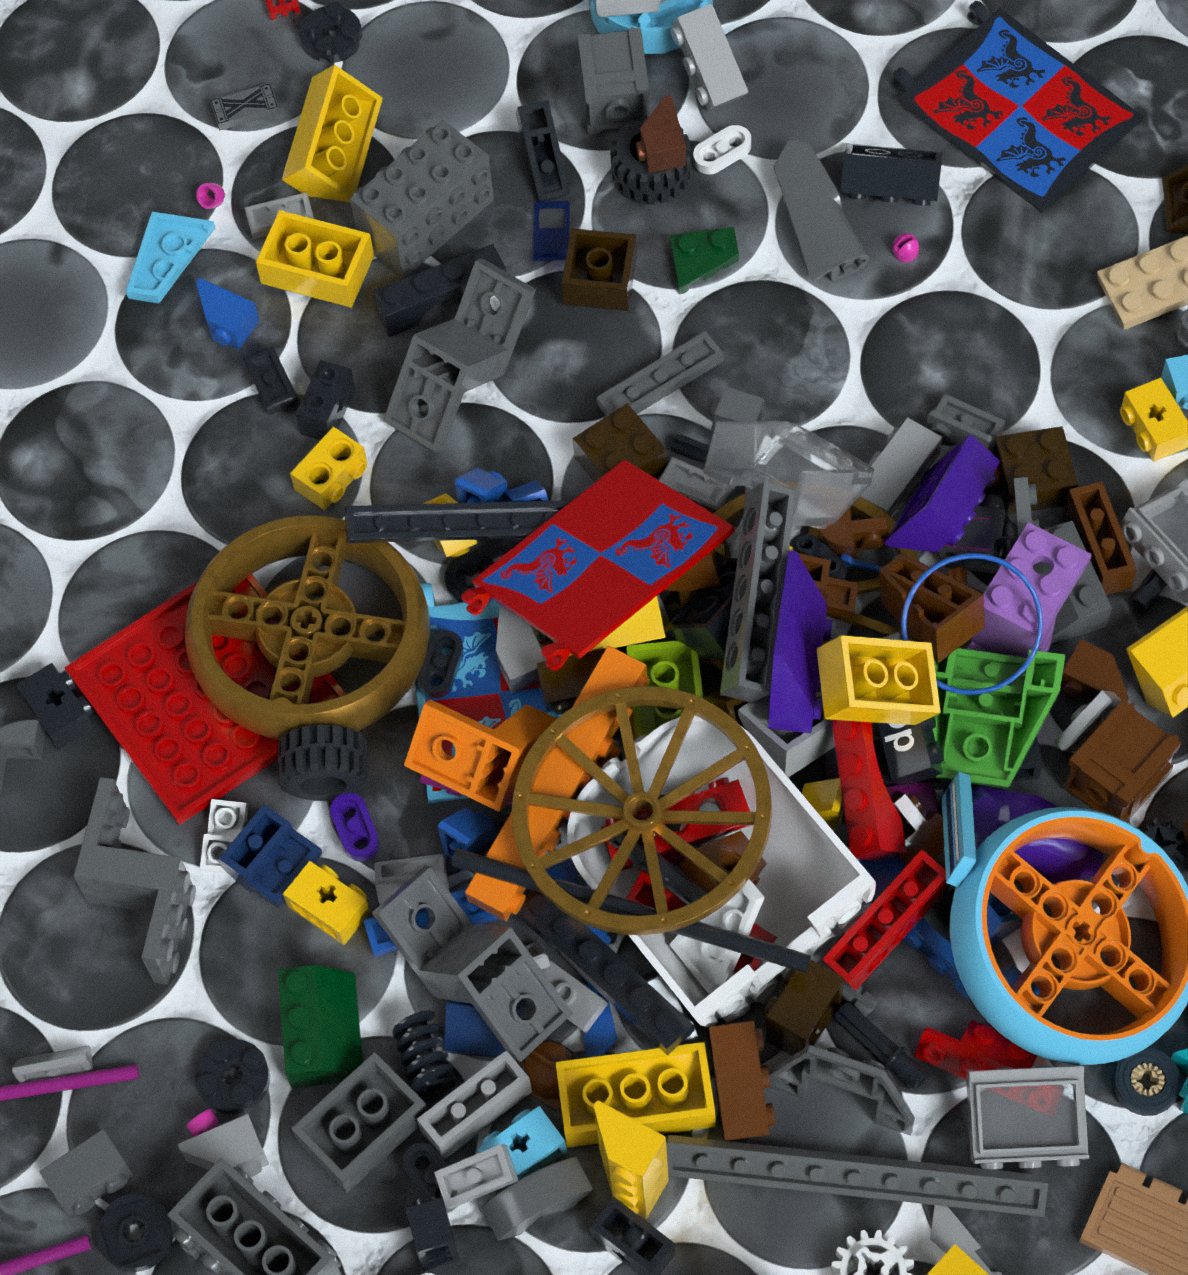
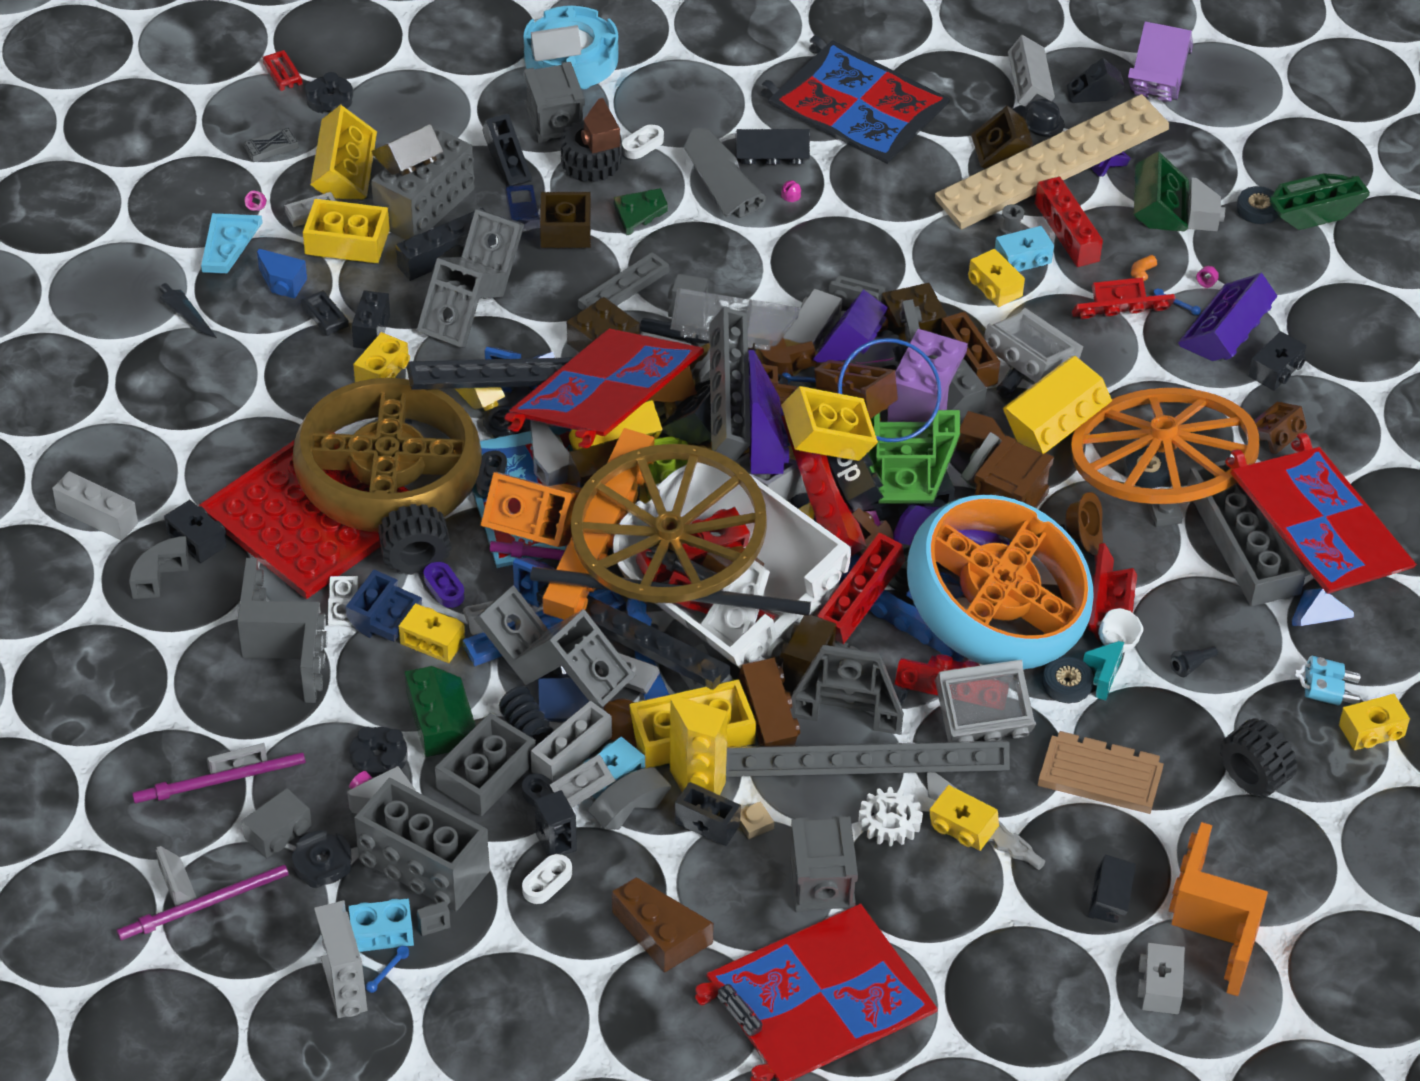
camera: 15 degrees left, 15 degrees down
(94, 347) = (180, 304): none -> black bar
(400, 165) = (409, 150): none -> slope
(695, 1248) = (755, 820): none -> tan plate
(708, 57) = (623, 81): light grey brick -> none
(958, 829) = (903, 521): medium azure tile -> none

